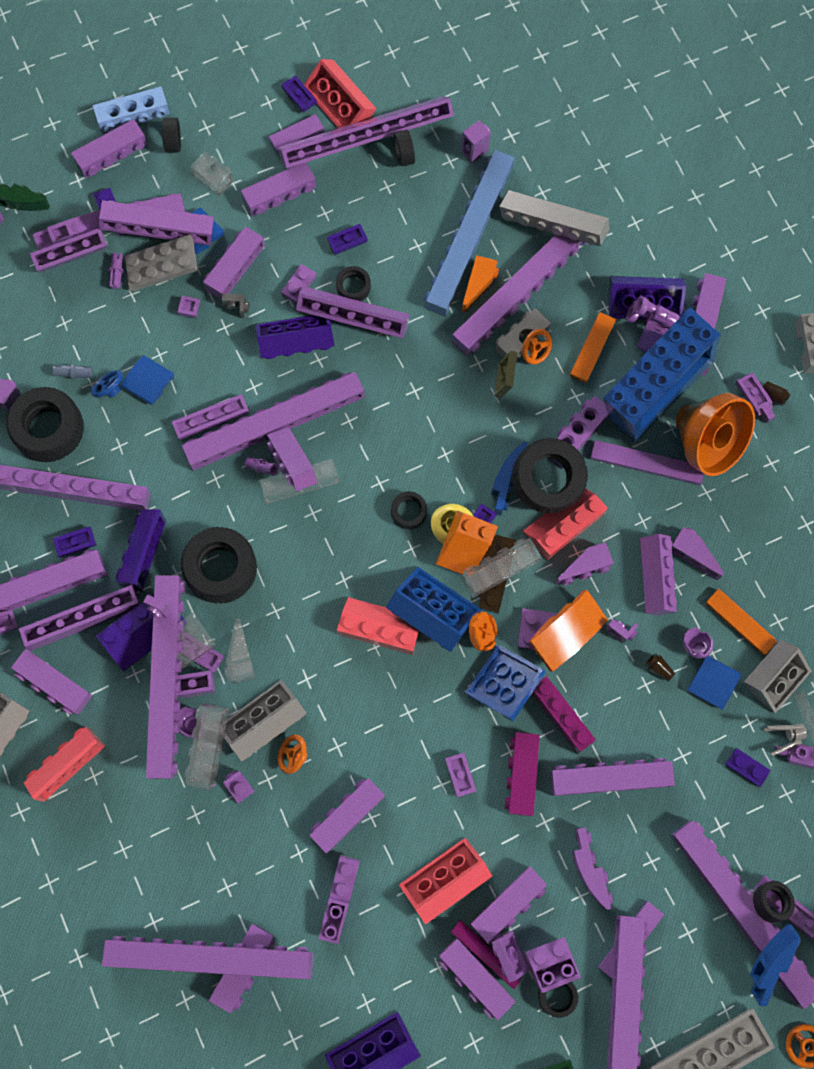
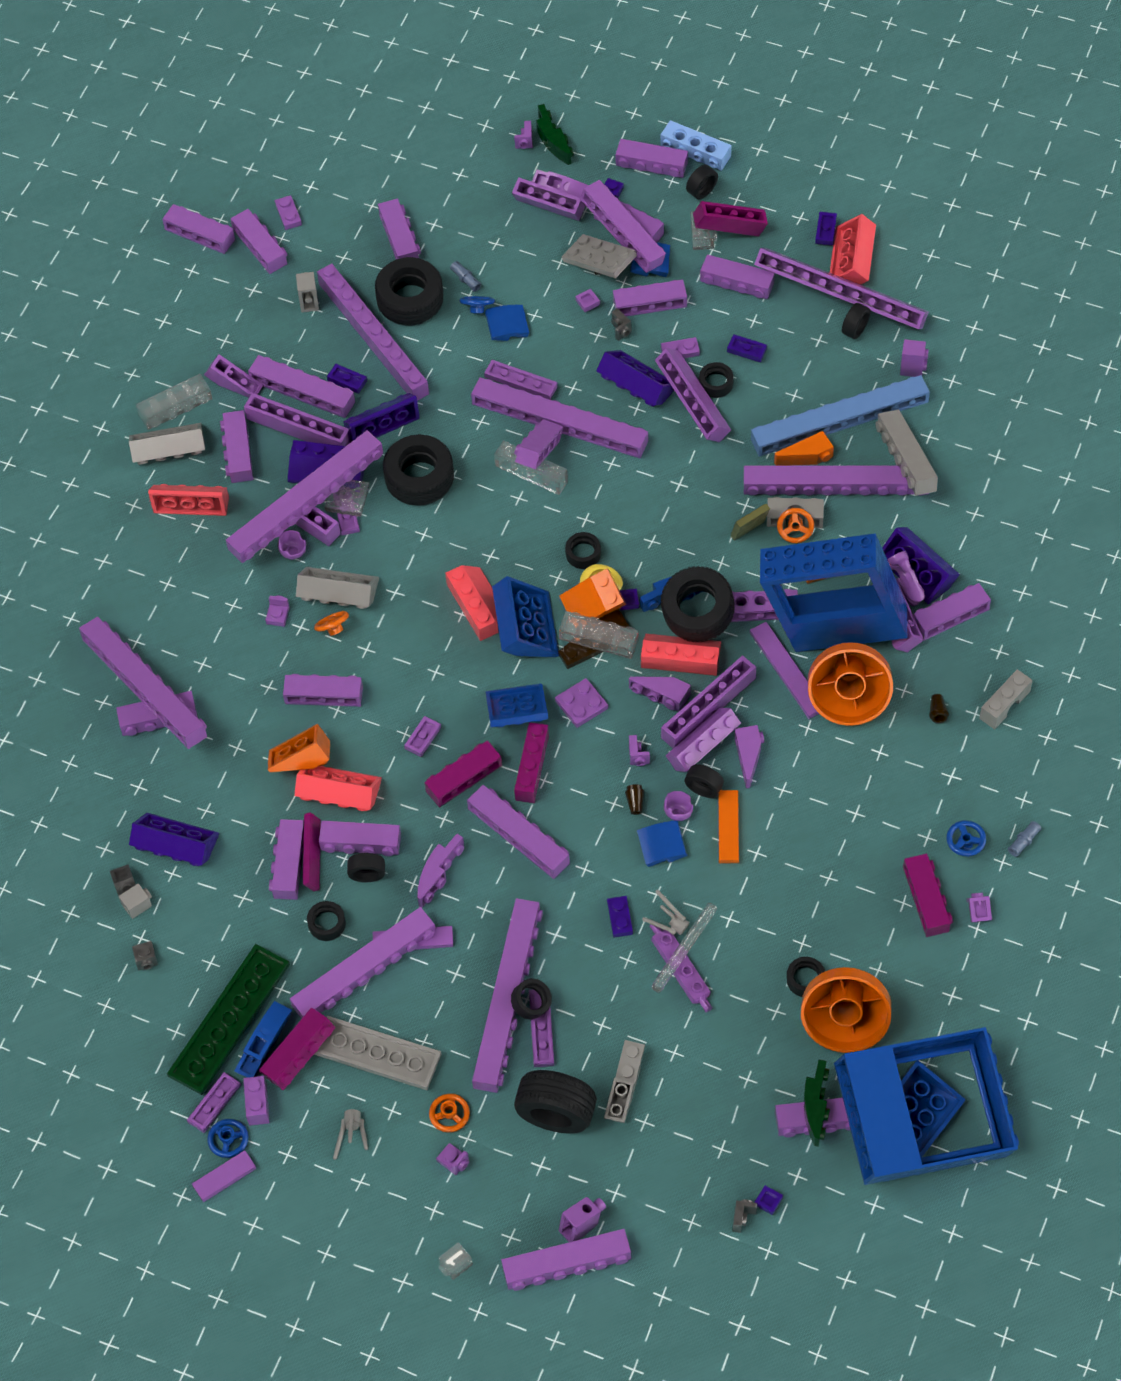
camera: 55 degrees right, 15 degrees down
(115, 270) = (566, 238): medium lavender axle -> none
(157, 607) = (343, 443): medium lavender plate -> none
(206, 746) = (284, 564): clear brick -> none
(229, 146) = (730, 218): none -> magenta brick
(238, 660) = (367, 536): clear slope -> none
(261, 466) = (515, 434): medium lavender pin -> none
(304, 129) = (801, 253): medium lavender tile -> none
(339, 899) = (257, 735): medium lavender slope -> none
(391, 886) = (301, 752): none -> orange slope
(482, 631) = (540, 663): orange tile -> none
(510, 956) = (324, 863): medium lavender plate -> none
(544, 926) = (366, 867): none -> black tyre
(552, 965) = (344, 891): medium lavender slope -> none
(568, 630) = (597, 714): orange slope -> none
(631, 542) = (713, 697): none -> medium lavender brick
(696, 606) = (704, 781): none -> black tyre
(756, 396) = (920, 698): medium lavender hinge -> none
(774, 958) = (484, 1026): blue slope -> none
(778, 675) = (711, 881): light grey slope -> none

